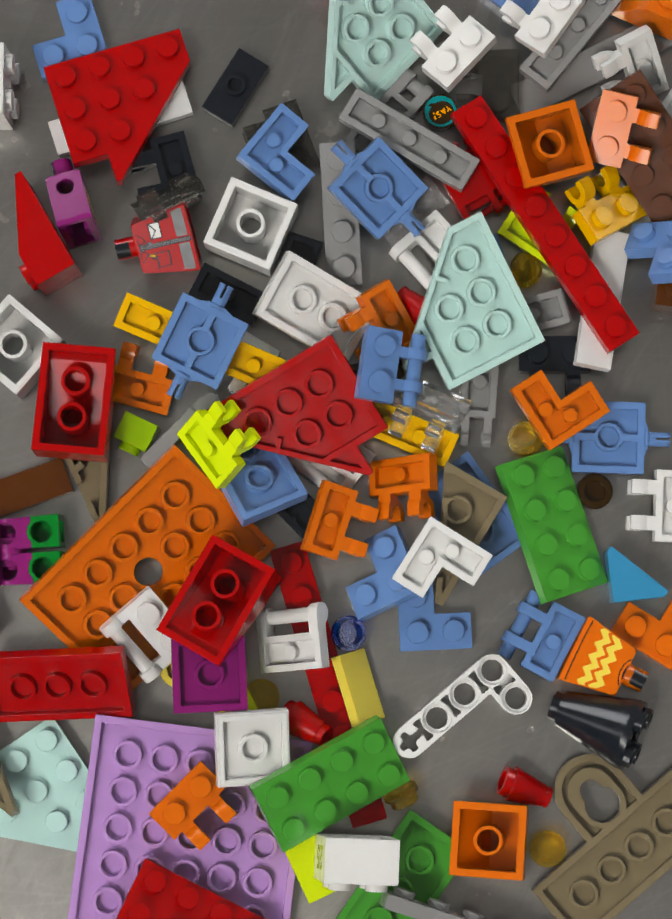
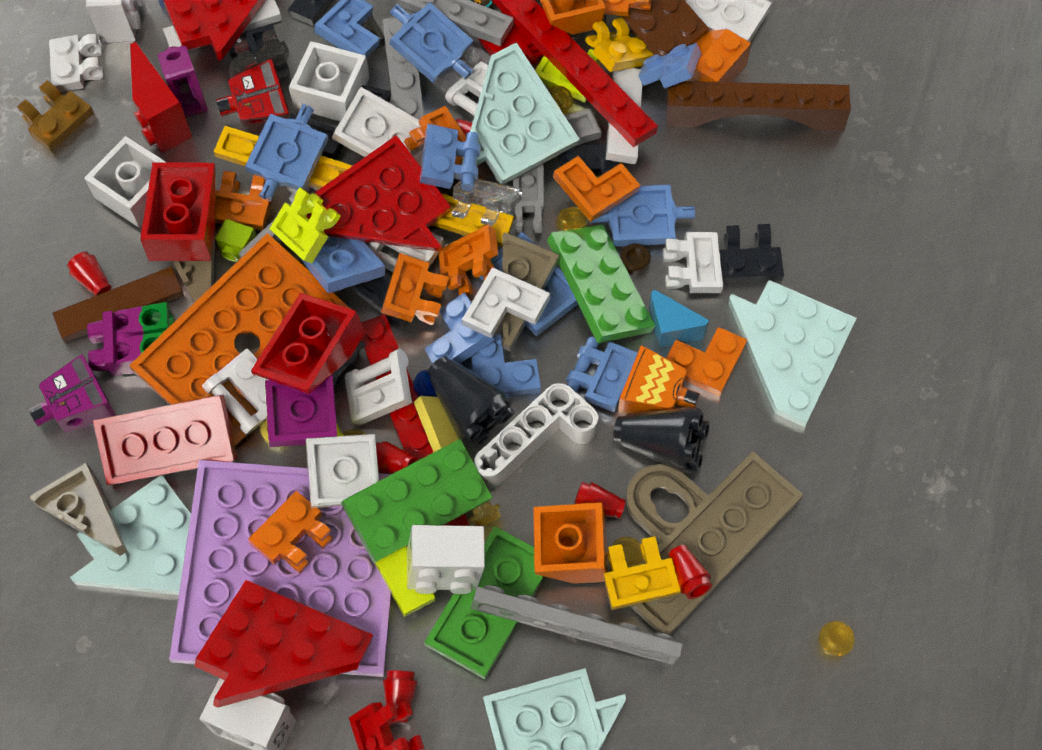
camera: 10 degrees left, 20 degrees down
(391, 665) = (469, 400): none -> black cone
(562, 892) = (641, 582): none -> yellow plate
(611, 885) = (691, 575): none -> red cone

